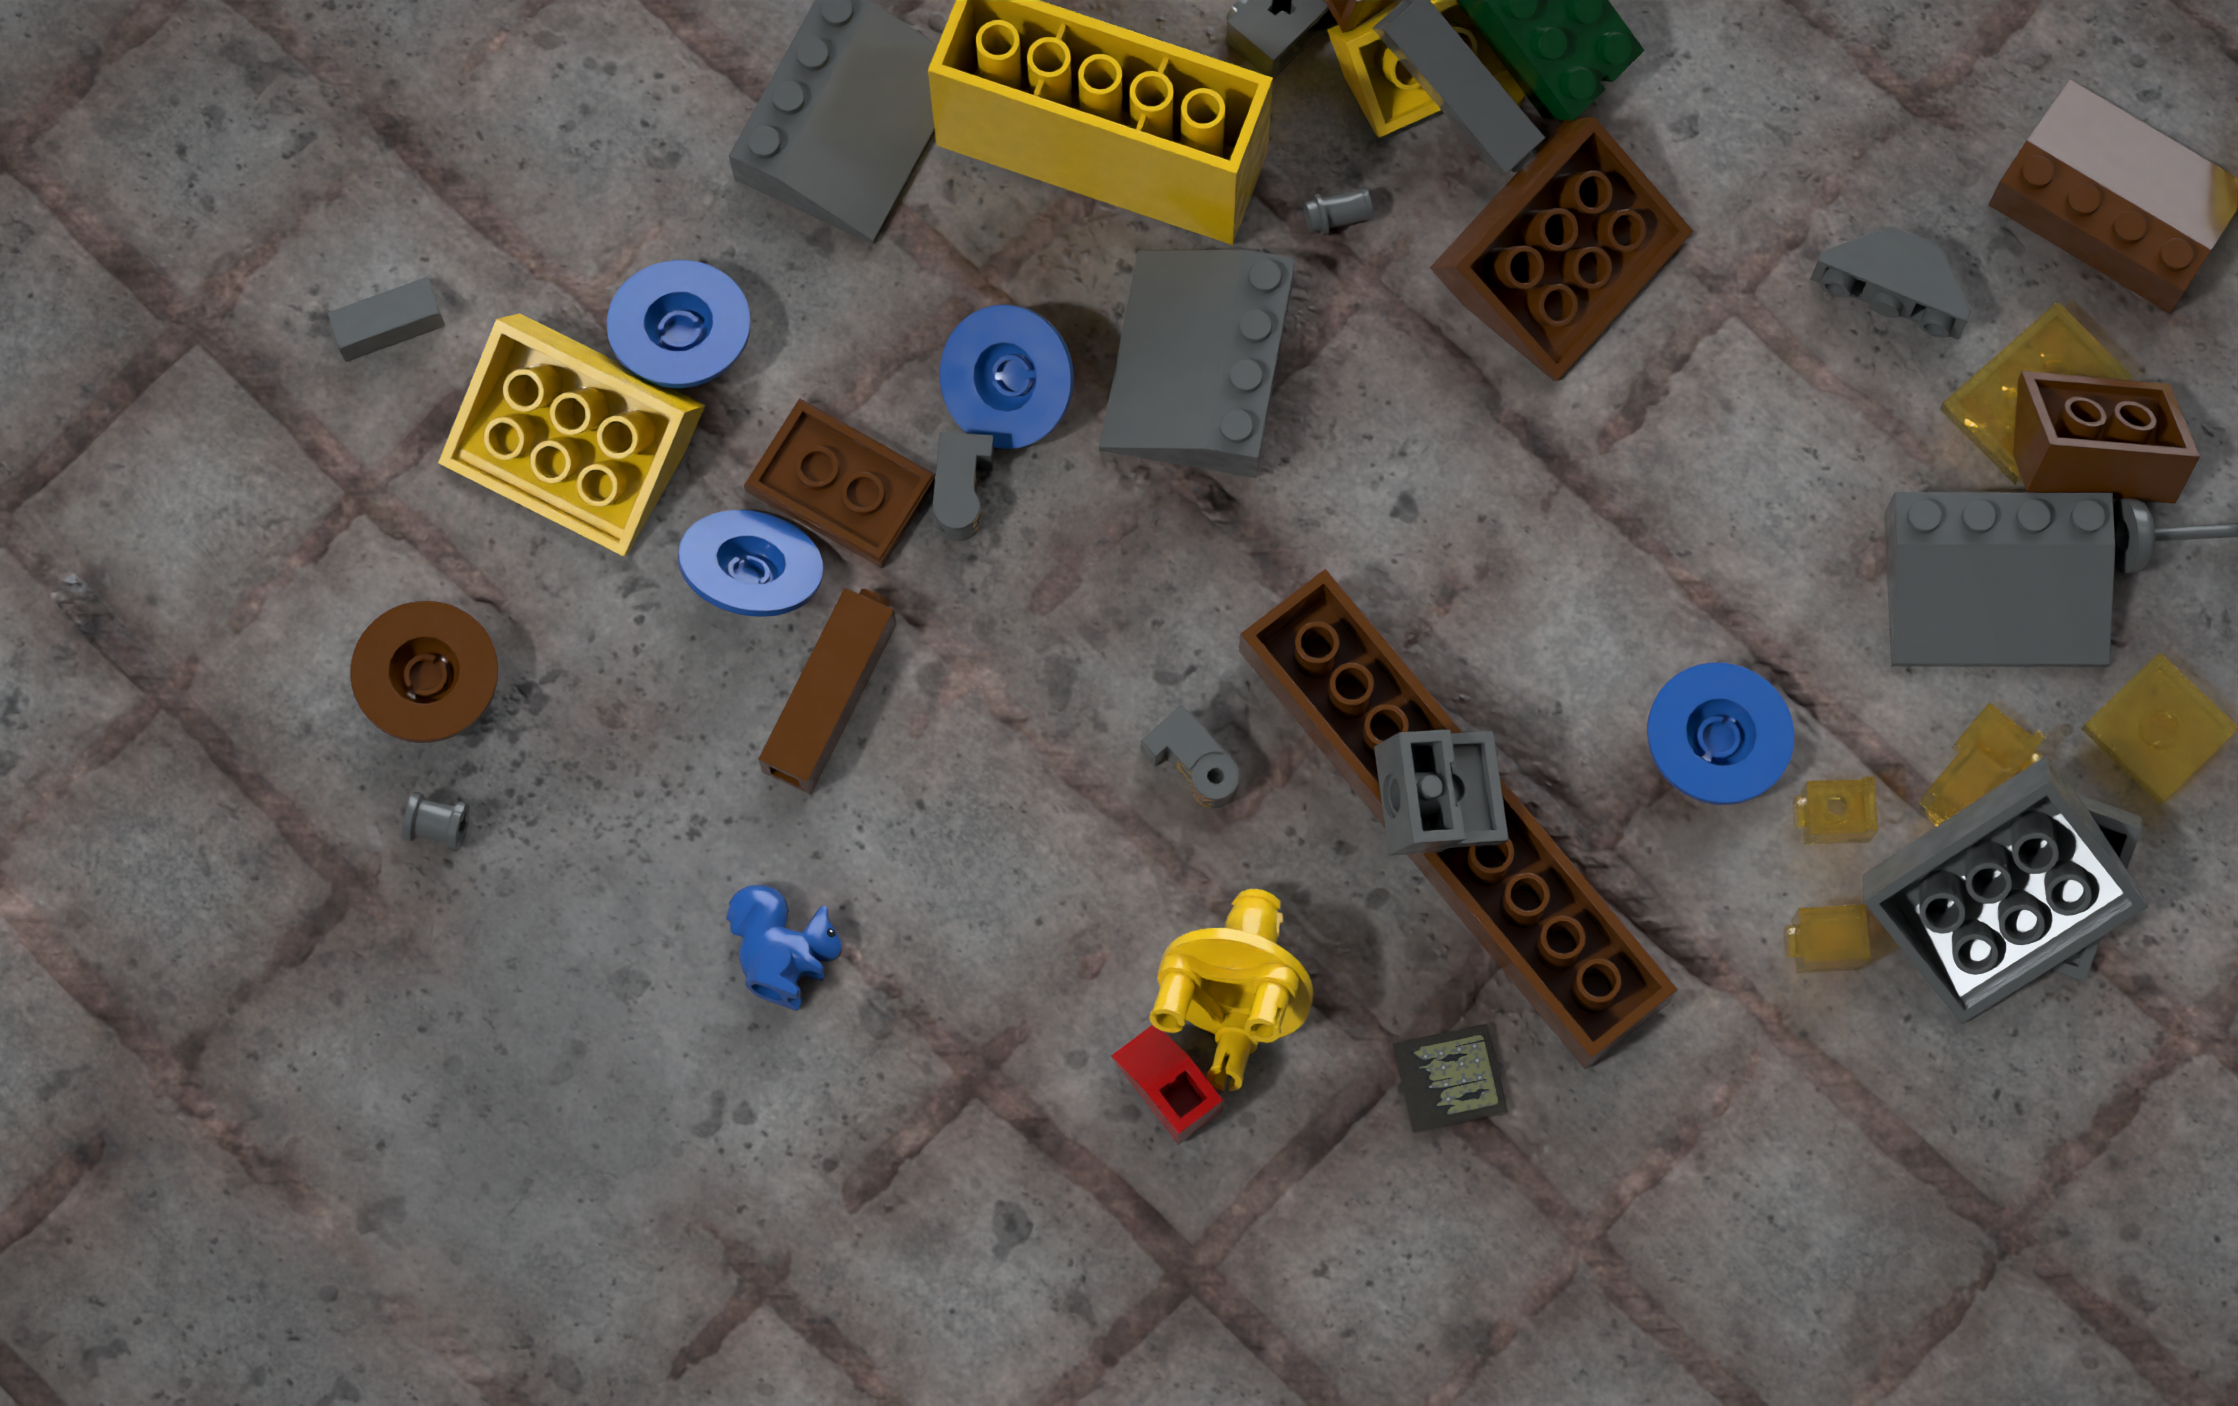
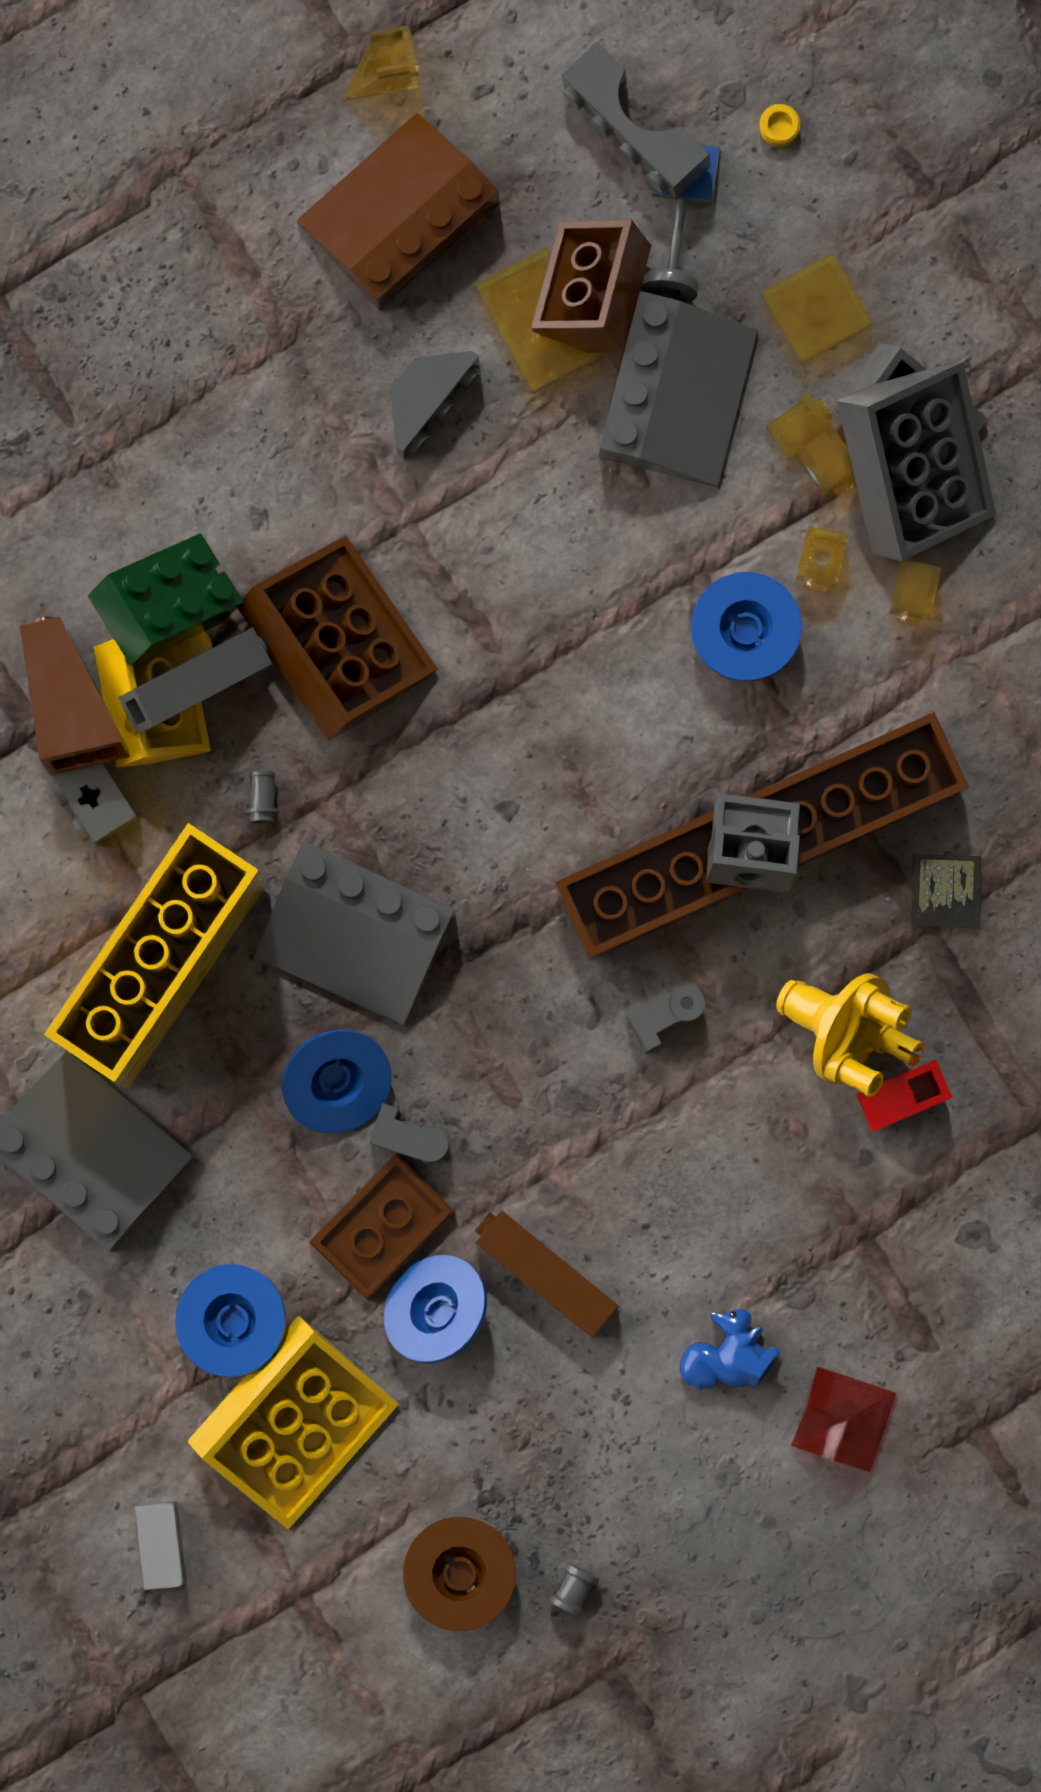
camera: 75 degrees left, 10 degrees up
(729, 1109) = (843, 1419): none -> clear red slope

